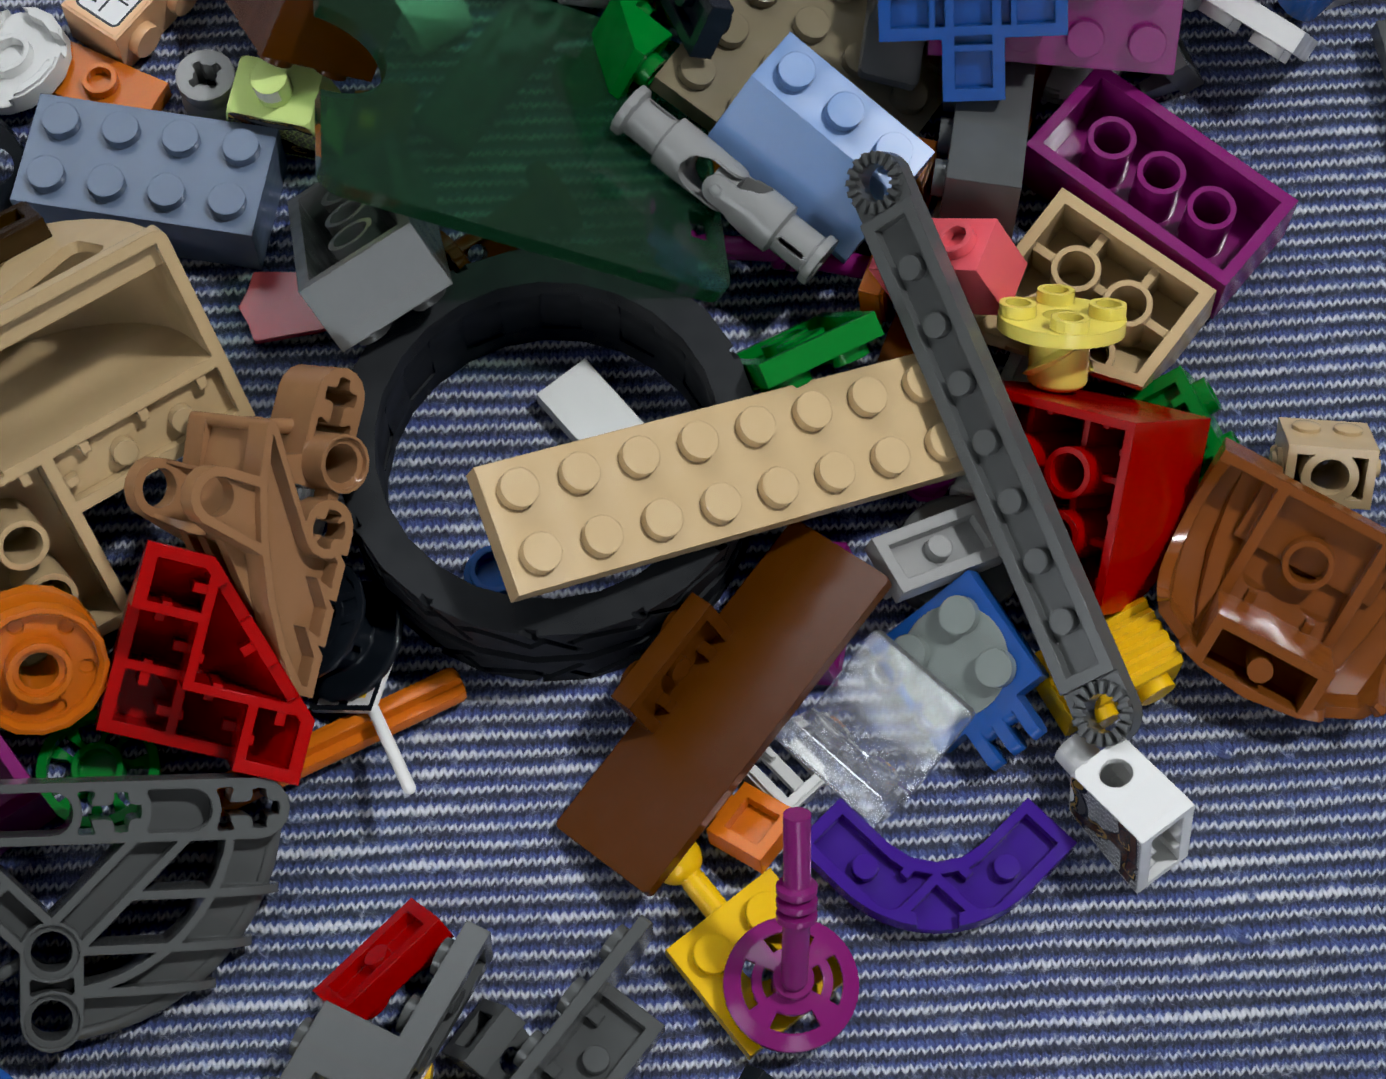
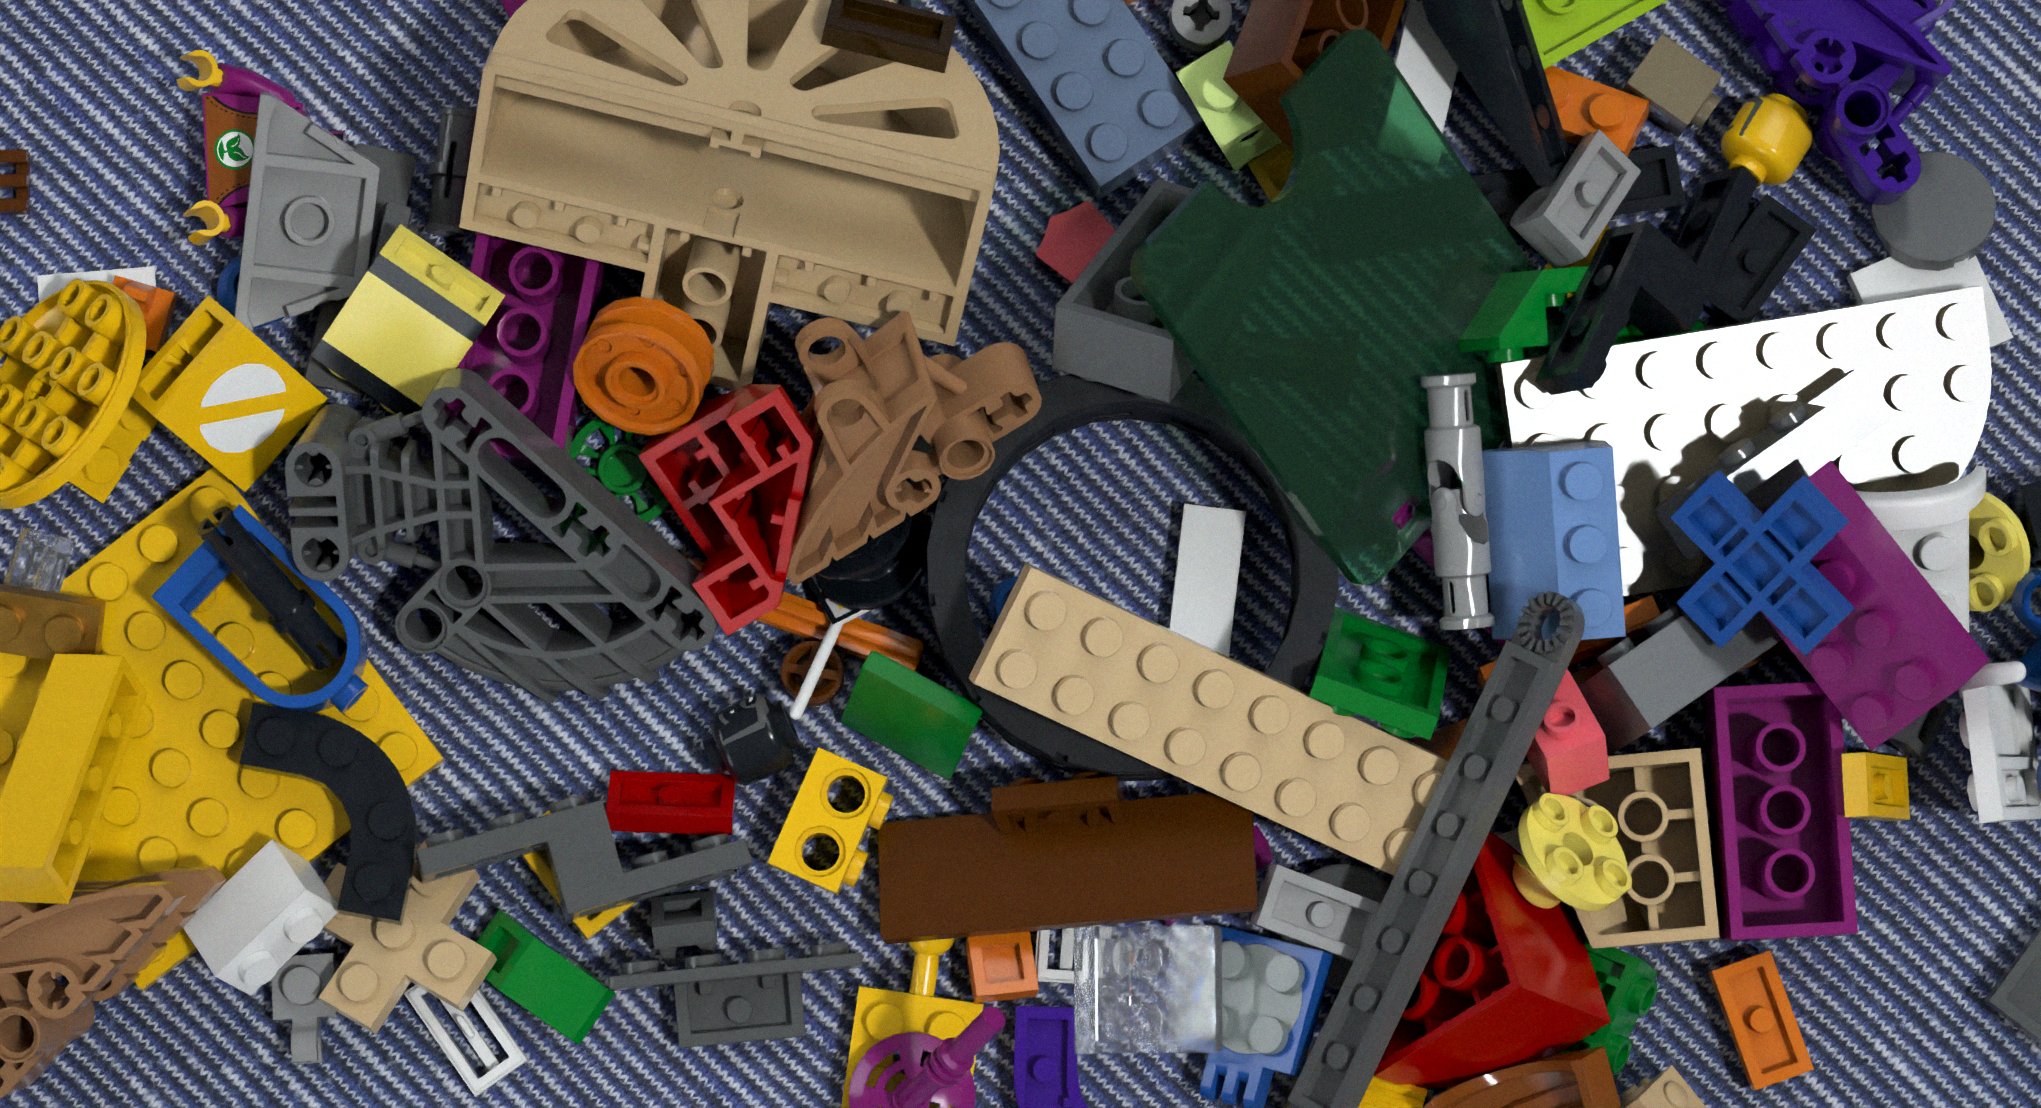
camera: 40 degrees right, 15 degrees up
(374, 763) = (799, 661): none -> reddish brown wheel
(396, 854) = (751, 739): none -> black head
(497, 713) = (911, 714): none -> green tile
(506, 860) = (814, 816): none -> yellow brick
(1197, 111) = (1875, 787): none -> yellow plate
(1298, 336) = (1760, 1020): none -> orange plate

